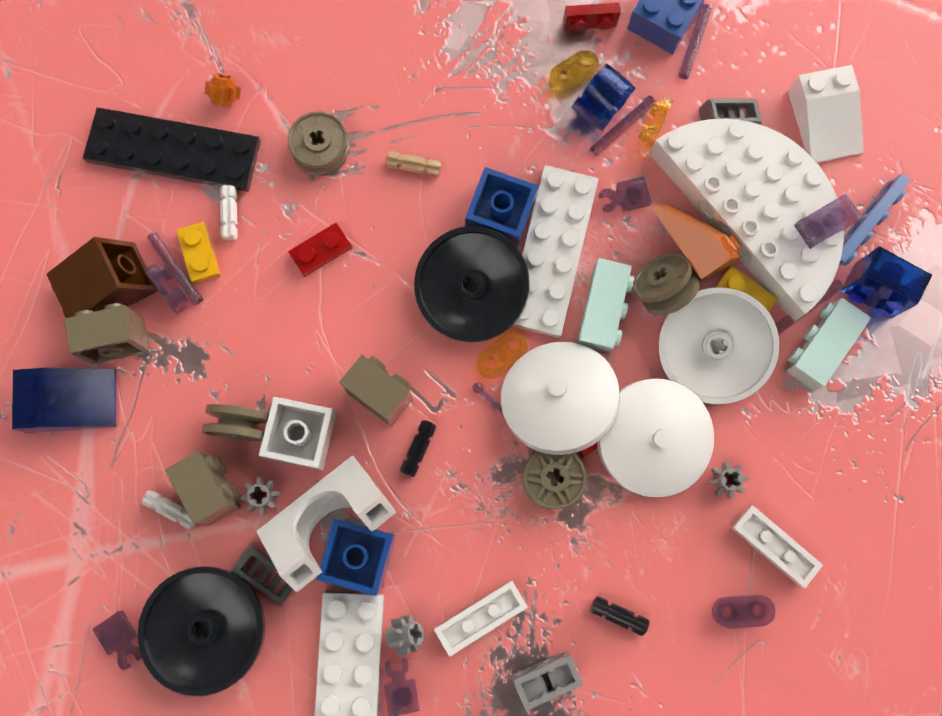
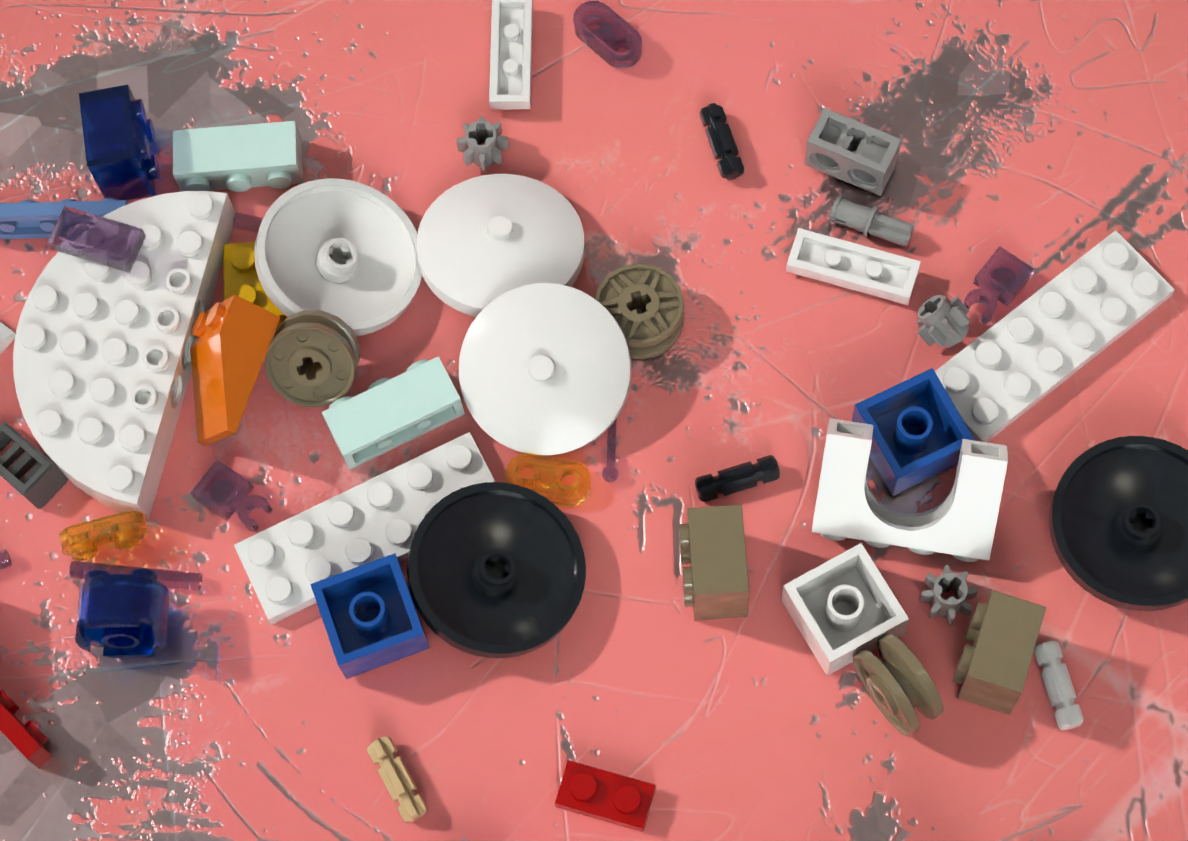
camera: 120 degrees left, 10 degrees down
(238, 570) = (1031, 548): dark grey slope -> none
(498, 654) = (870, 221): none -> light grey axle
(574, 70) = (105, 692): clear yellow plate -> none

